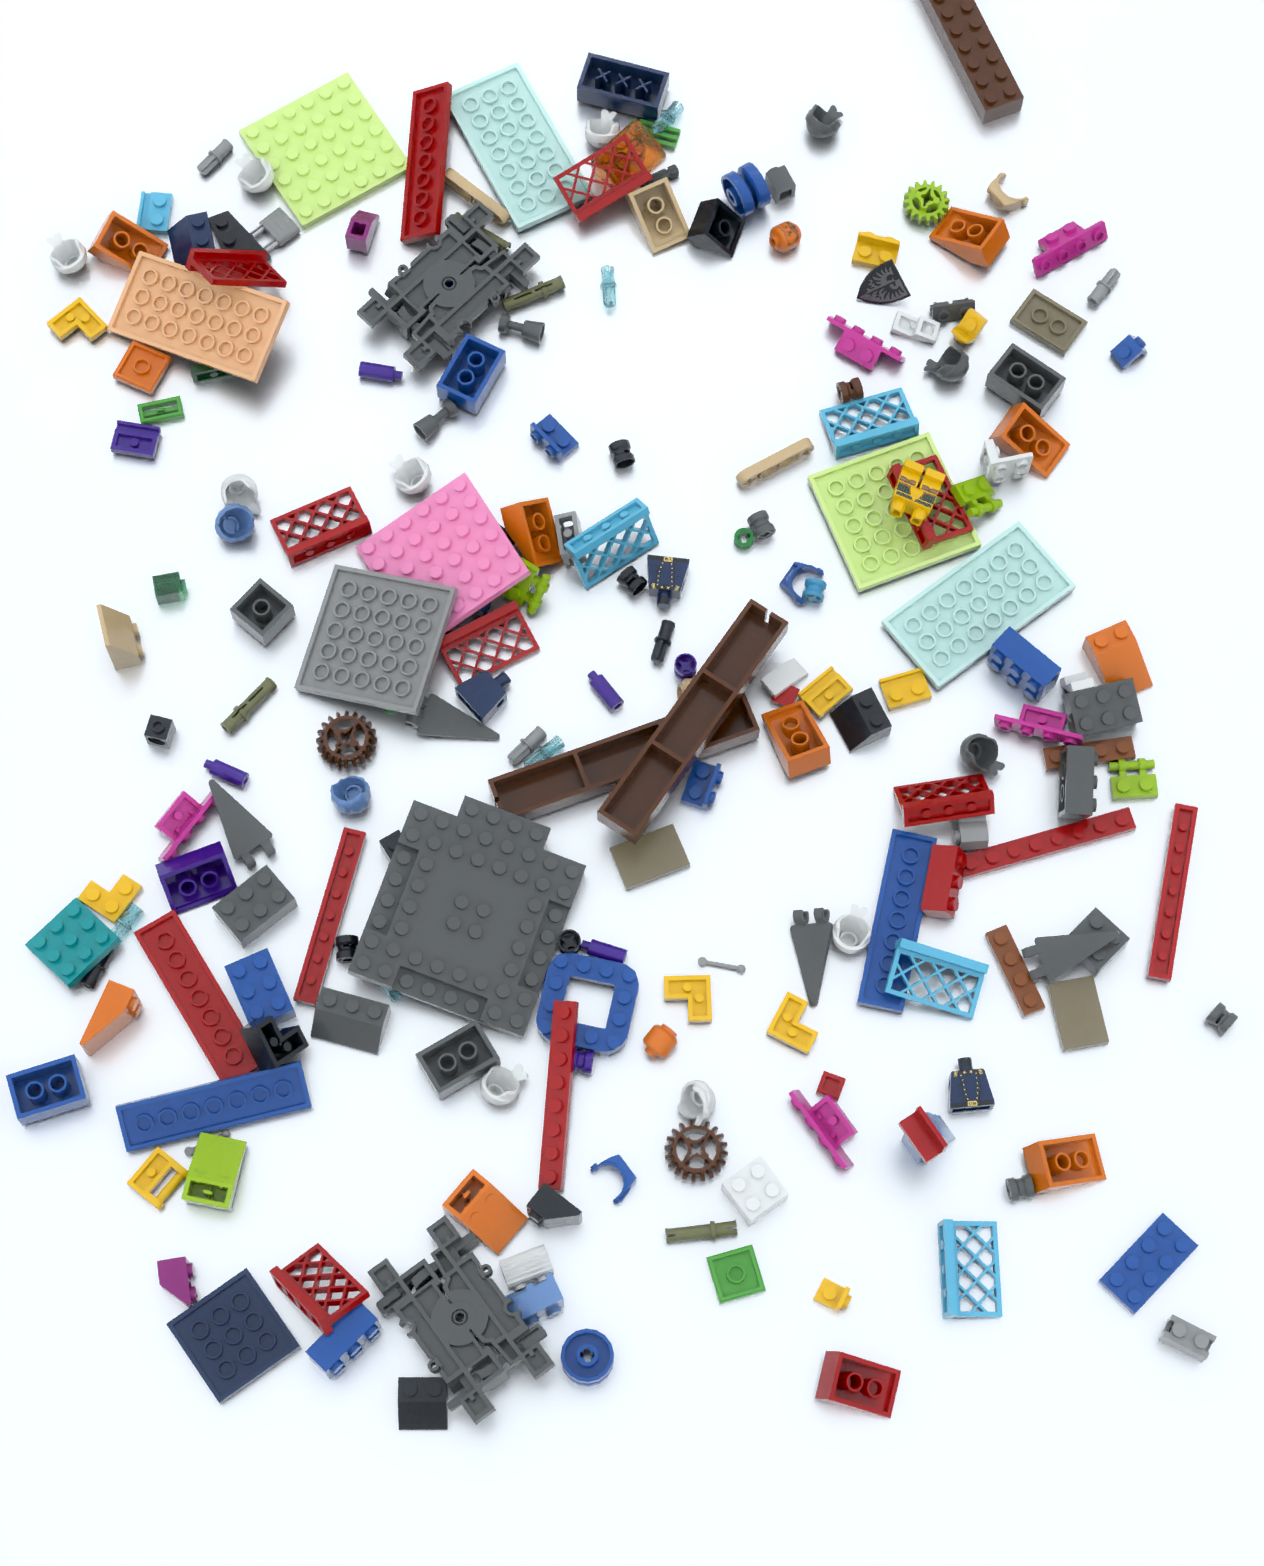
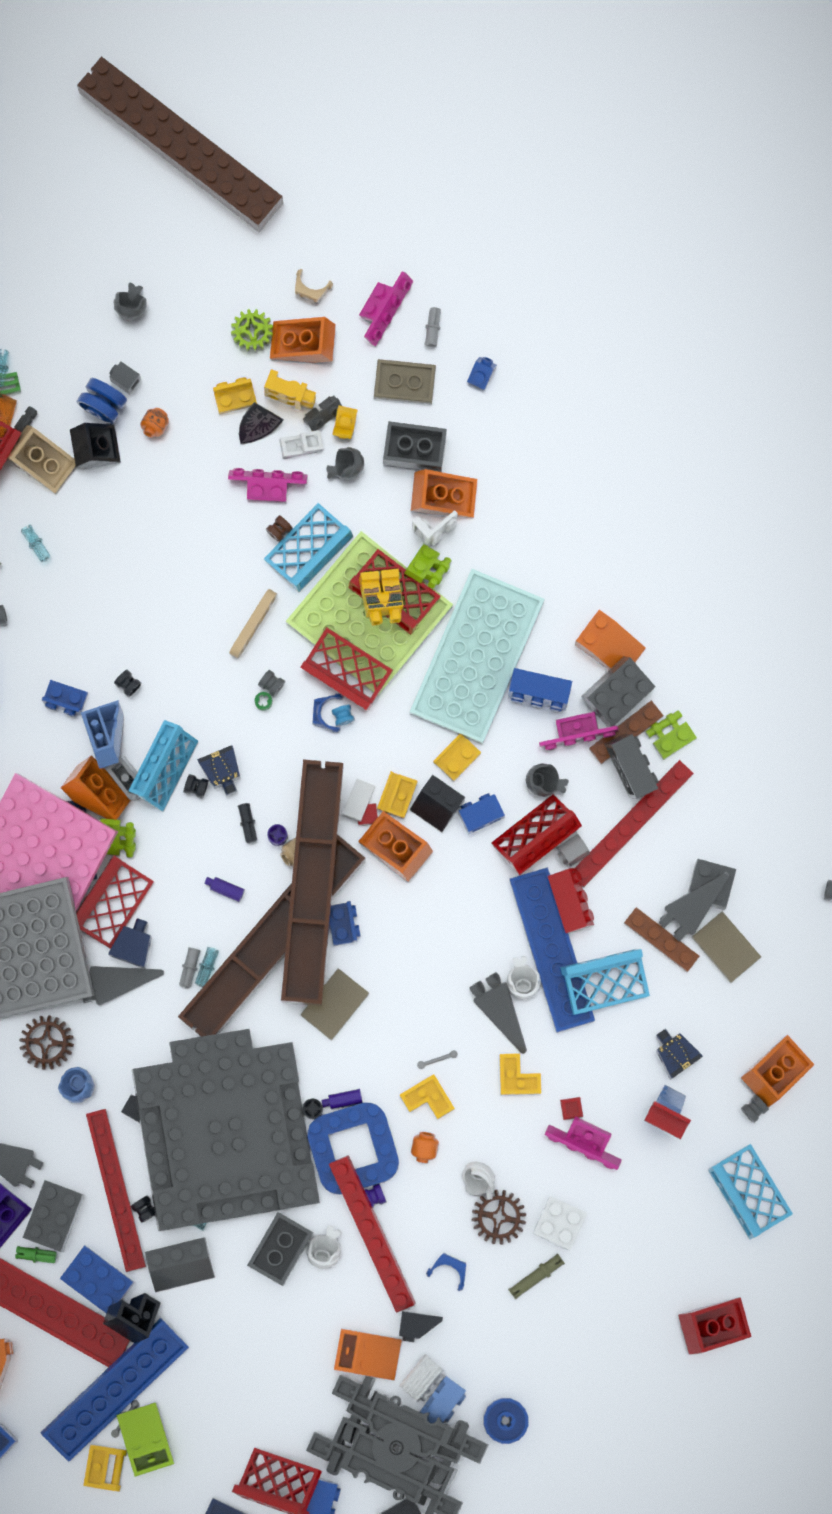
camera: 30 degrees left, 10 degrees up
(215, 935) = (36, 1254): none -> bright green axle
(573, 482) = (105, 732): none -> medium blue wedge
(735, 1274) = (579, 1293): bright green tile -> none
(828, 562) = (337, 683): none -> red fence
(832, 1295) = (660, 1269): yellow bracket -> none
(899, 753) = (481, 813): none -> blue brick
(930, 271) = (289, 391): none -> yellow hips
(1076, 682) = (588, 681): white slope -> none
(1172, 892) = (747, 810): red plate -> none

